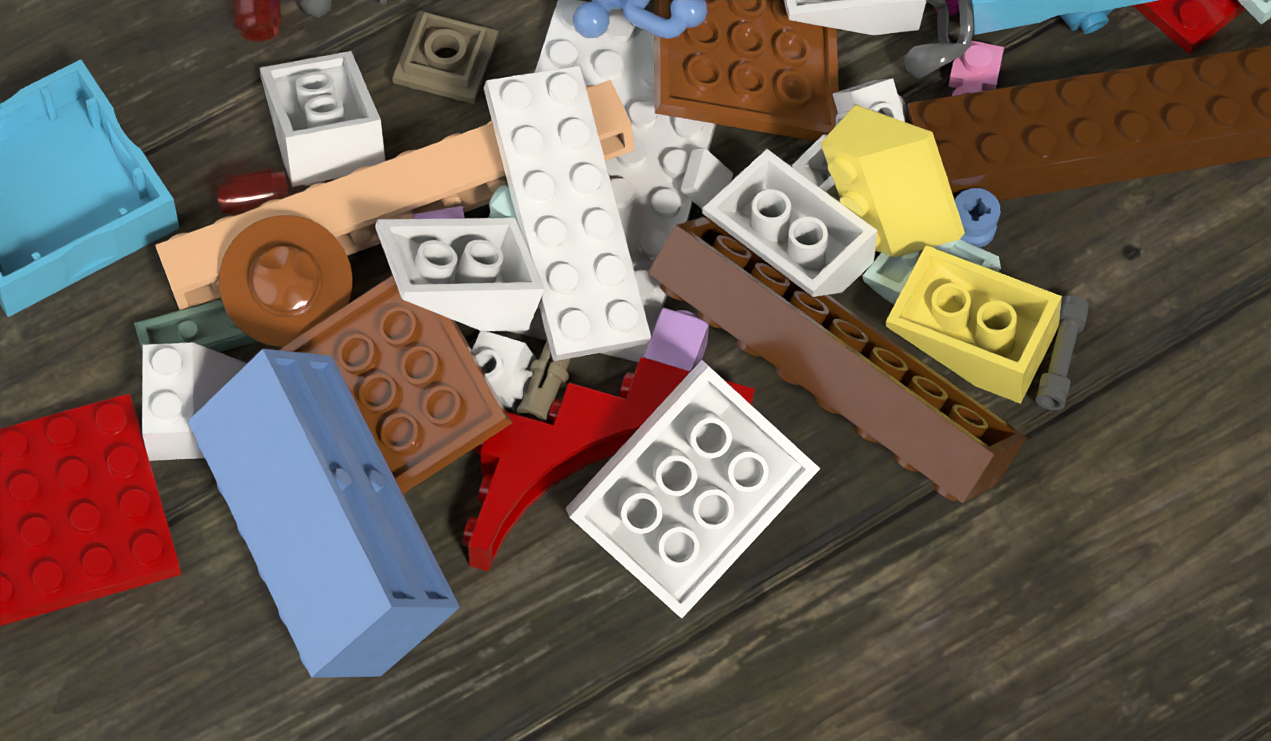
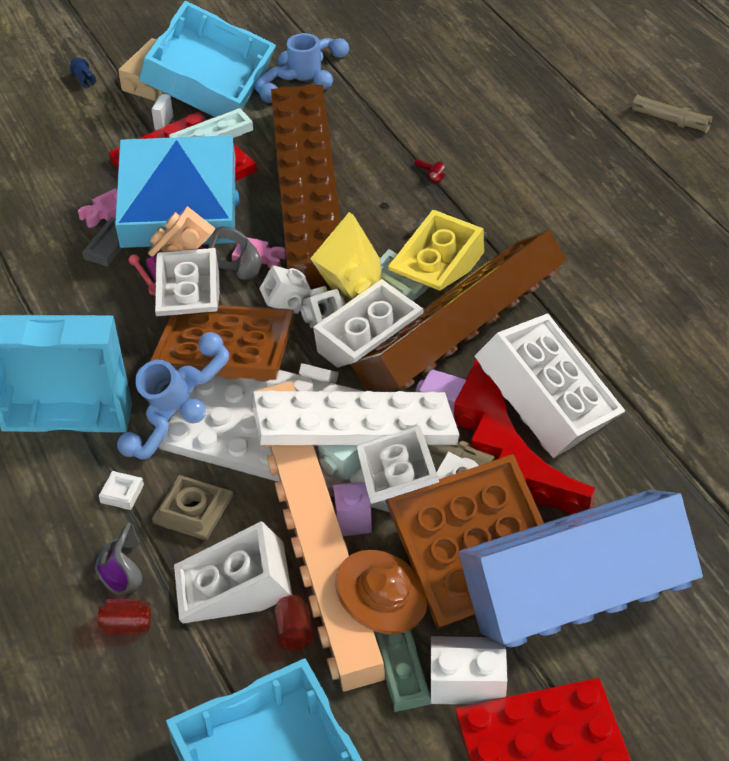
camera: 80 degrees left, 15 degrees down
(1221, 322) = (434, 171): none -> dark red hand

